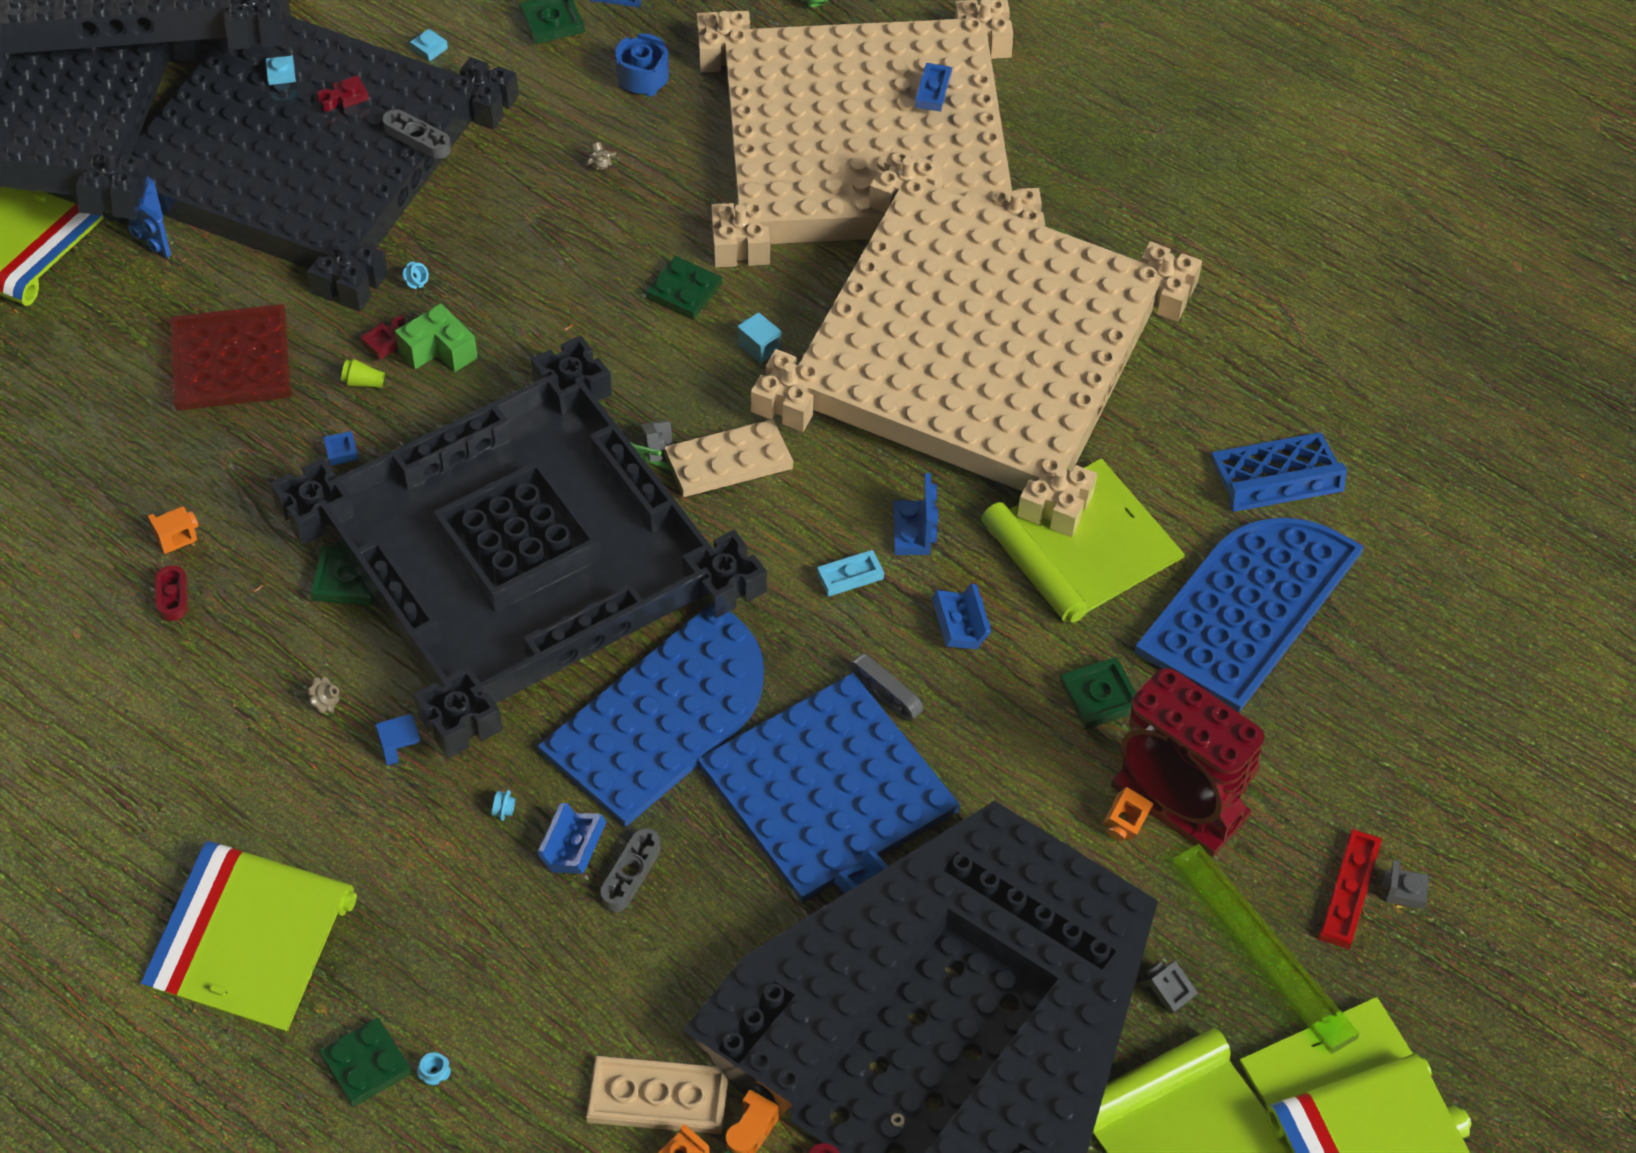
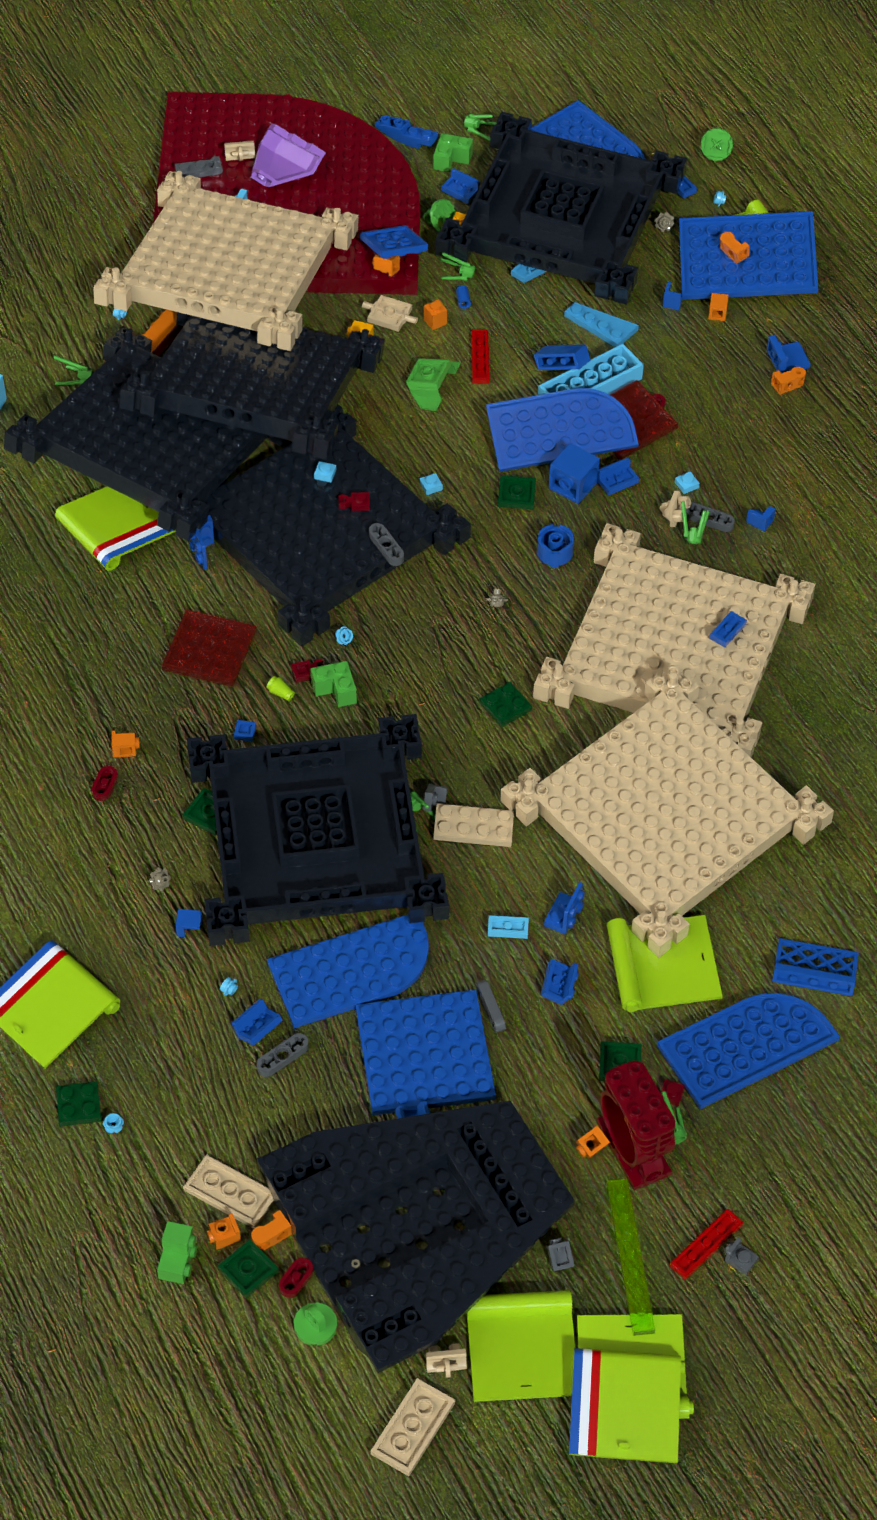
camera: 25 degrees right, 0 degrees up
(759, 337) = (533, 754): medium azure brick -> none

